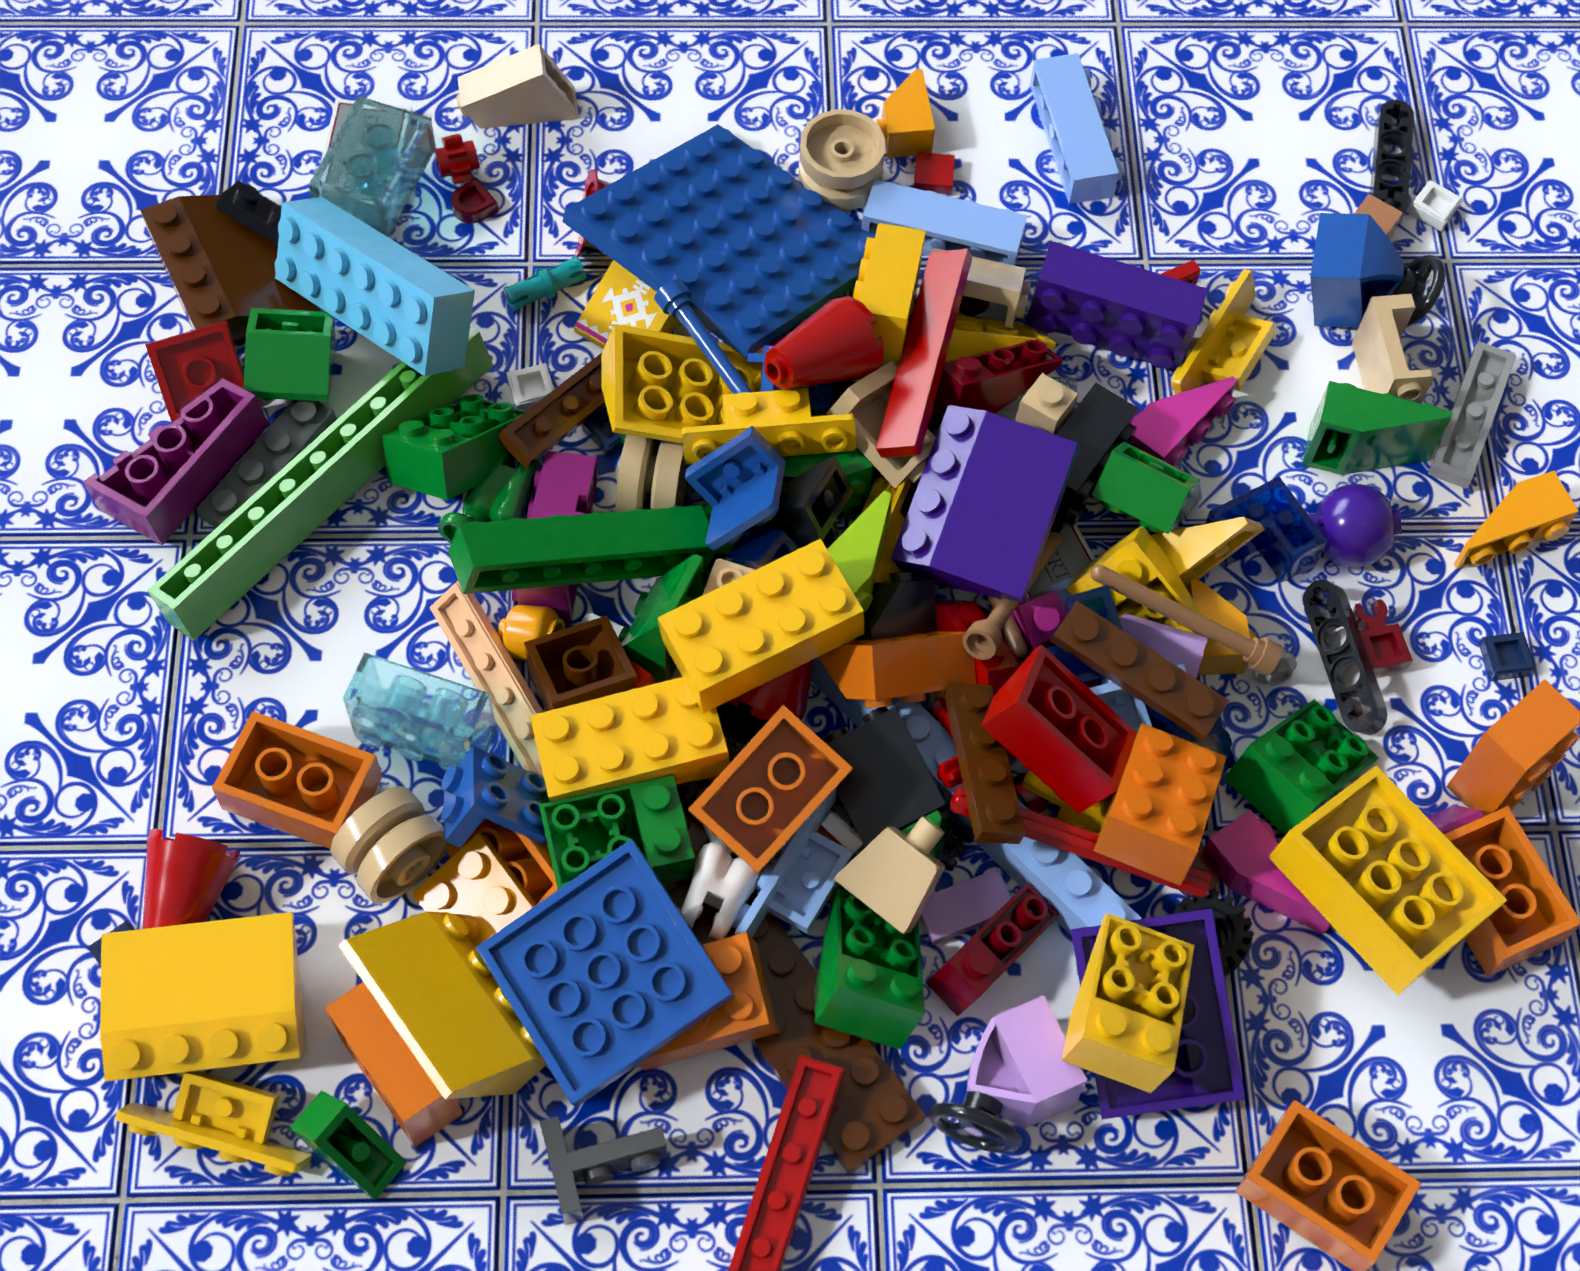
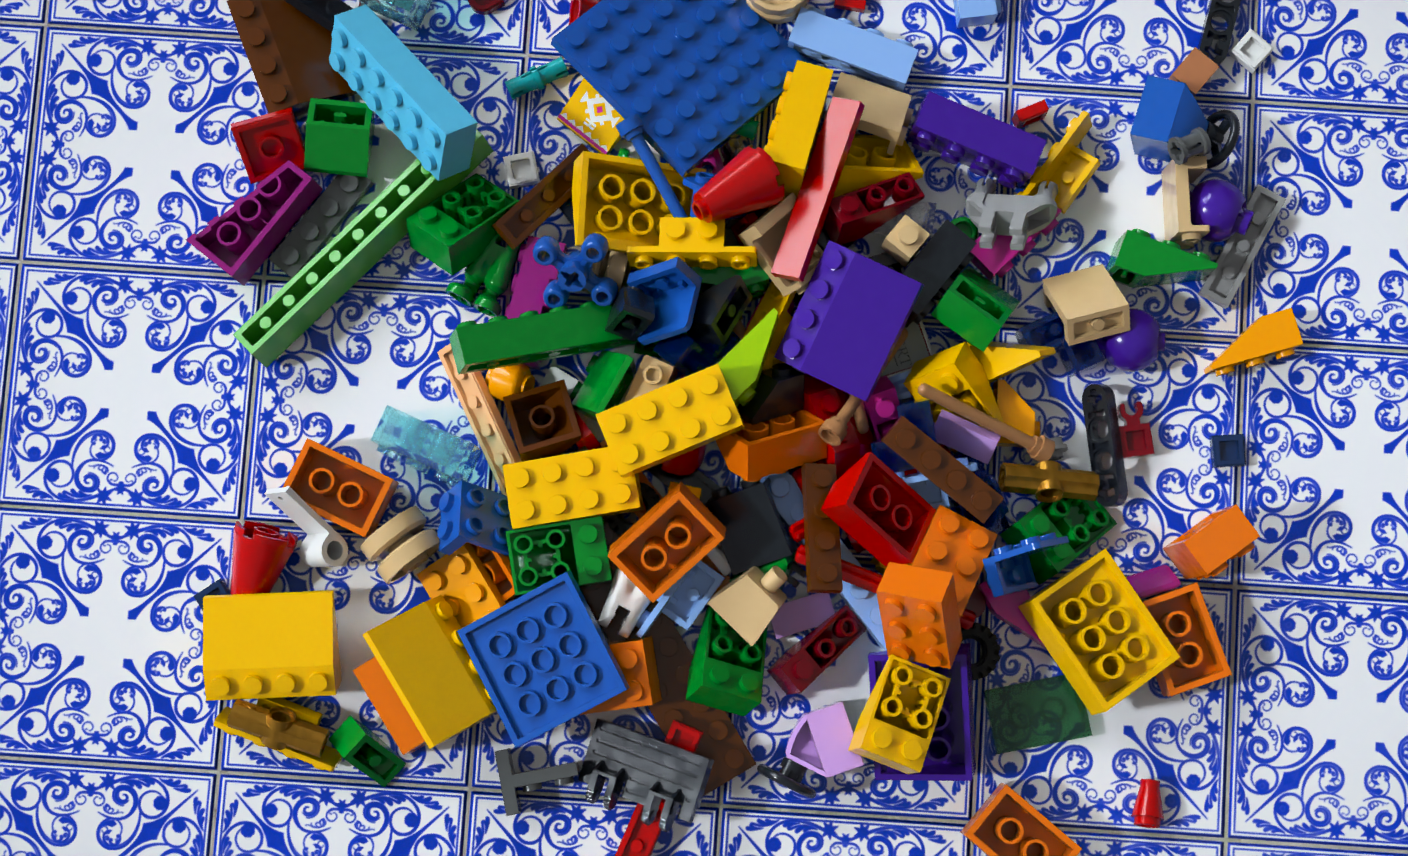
camera: 10 degrees right, 20 degrees up
(213, 1112) = (278, 727): none -> pearl gold piece
(278, 851) = (322, 544): none -> white door
(600, 458) = (575, 270): none -> blue gear
(692, 513) = (630, 313): none -> black slope
(768, 1130) = (650, 772): none -> black hinge
(1140, 848) = (920, 614): none -> orange brick
(1173, 381) = (1010, 214): none -> light grey connector
(1249, 784) = (1010, 566): none -> blue bracket
(1283, 694) = (1048, 481): none -> pearl gold piece
(1295, 478) = (1087, 304): none -> tan panel
(1316, 1014) = (1035, 714): none -> clear green tile
(1390, 283) = (1189, 146): none -> dark grey bush
(1449, 361) = (1221, 207): none -> dark purple brick
(1499, 1127) = (1148, 805): none -> red cone

